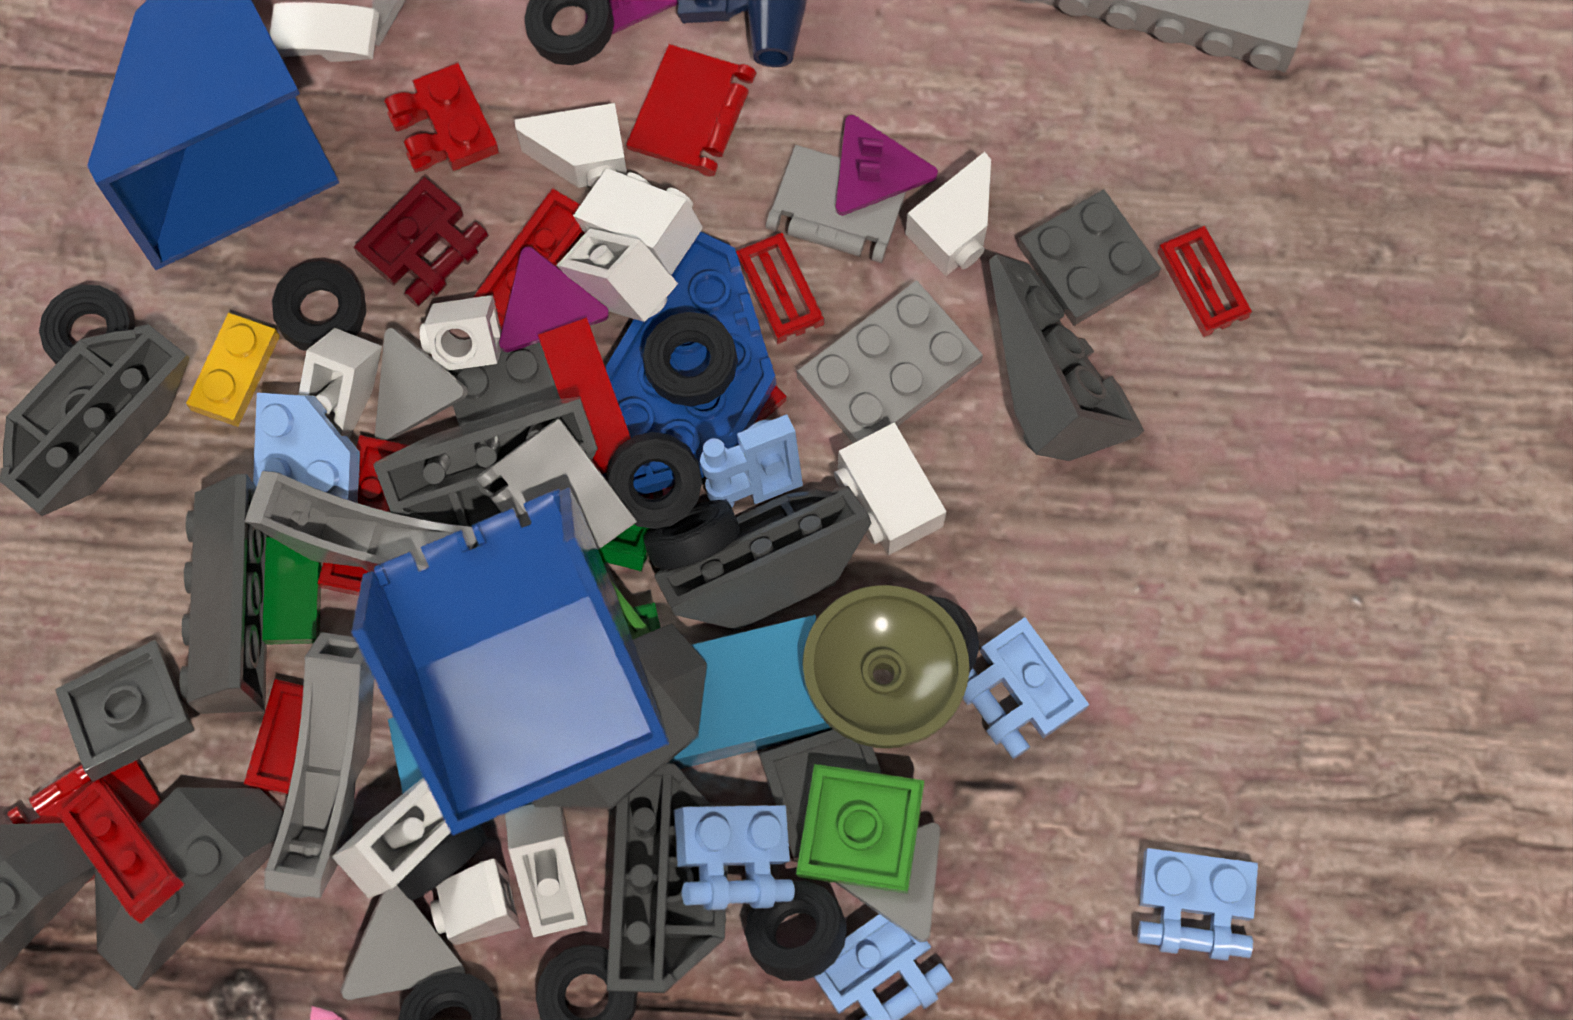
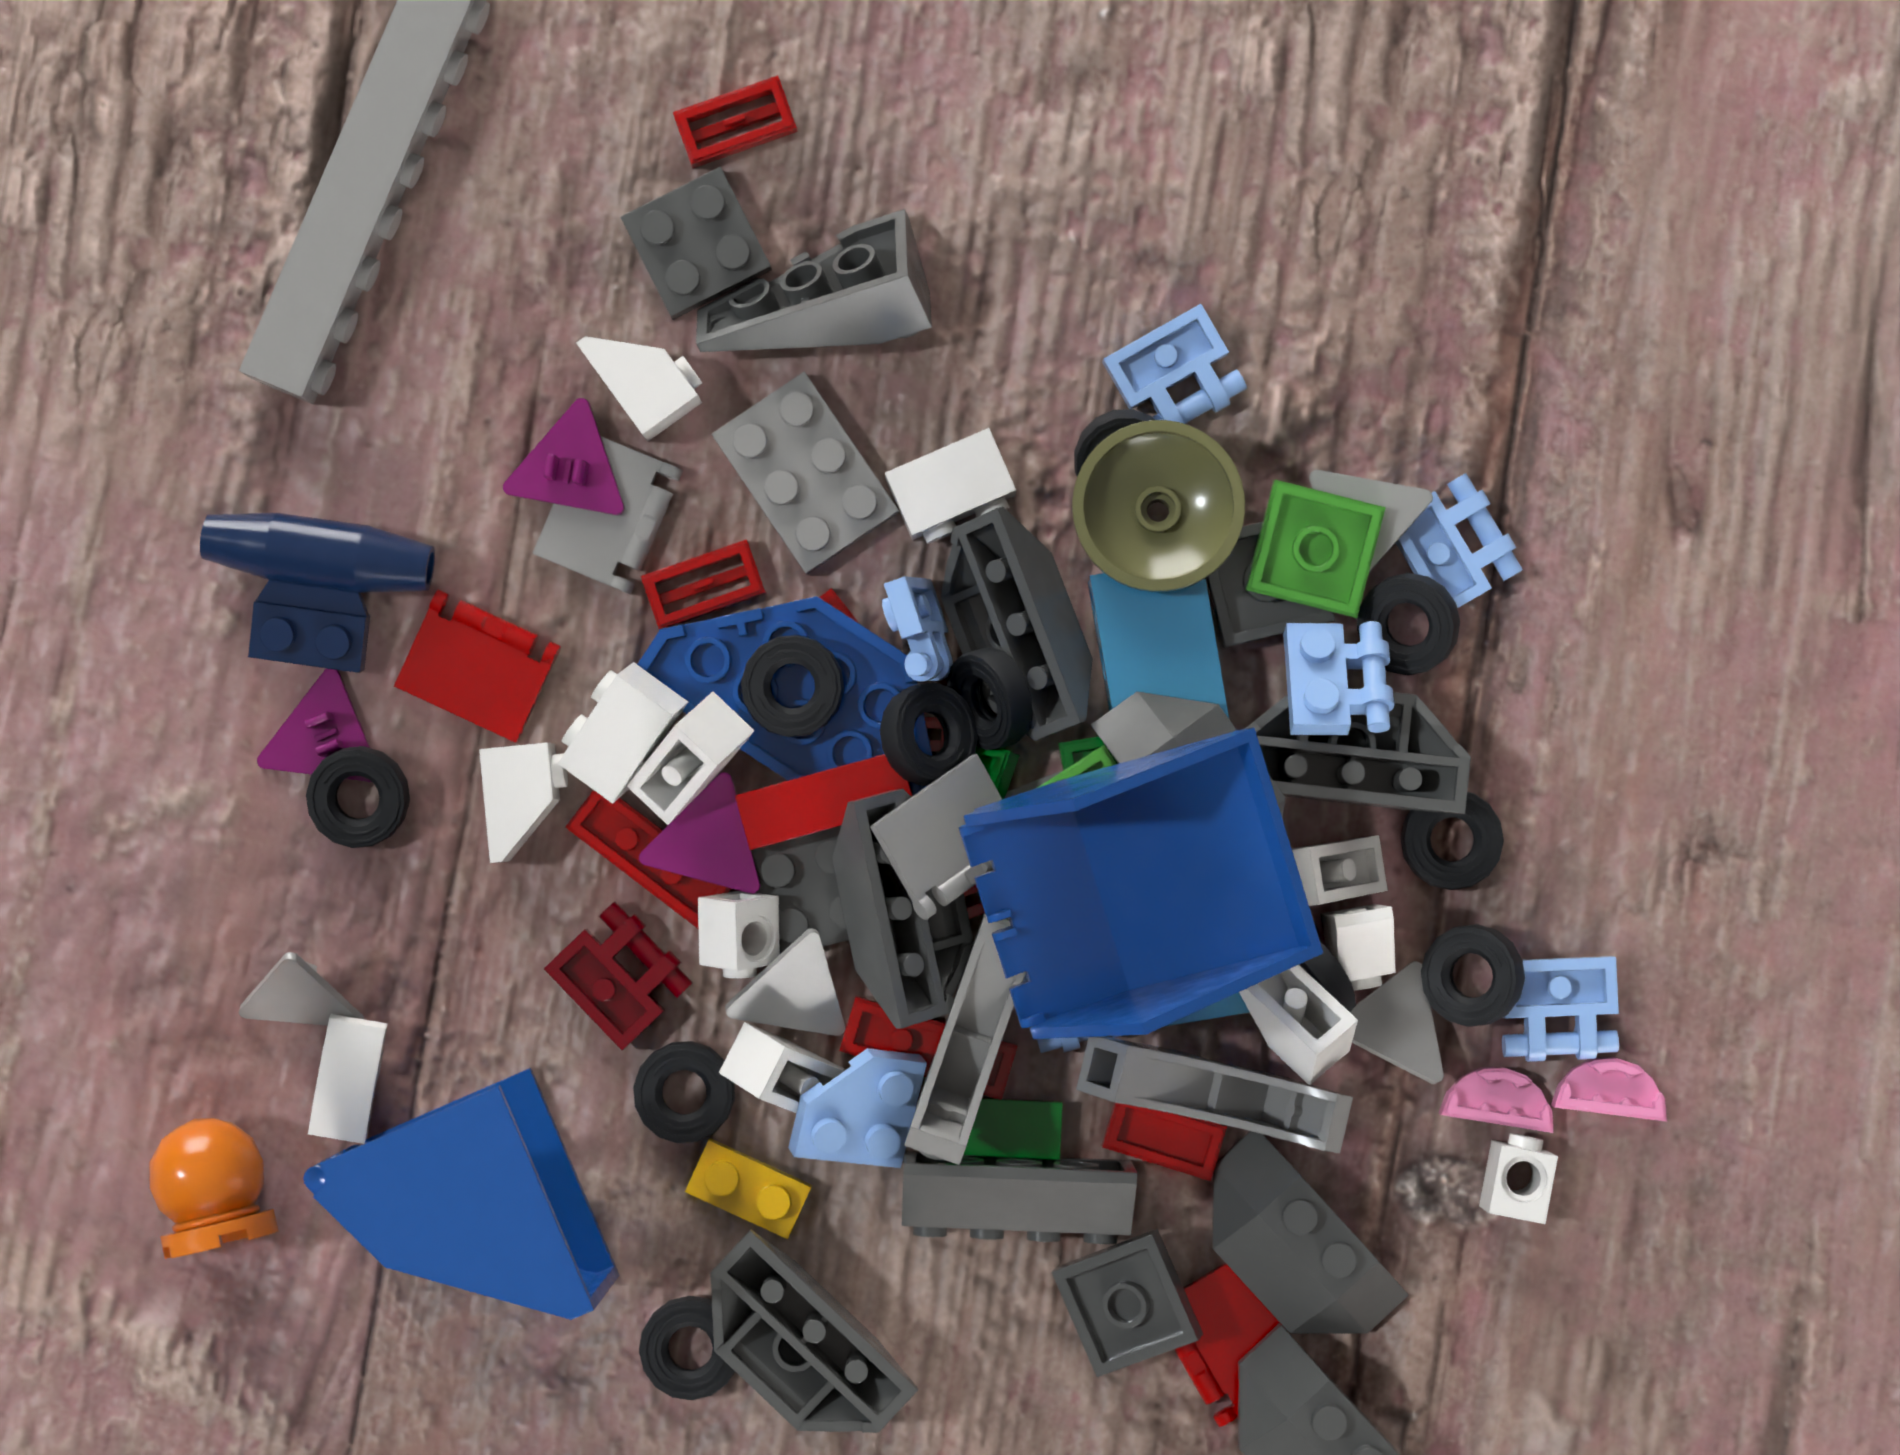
camera: 90 degrees left, 15 degrees up
(120, 850) = (1281, 1302): red tile -> none
(455, 117) = (463, 934): red plate -> none
(1199, 886) = (1389, 218): light blue plate -> none

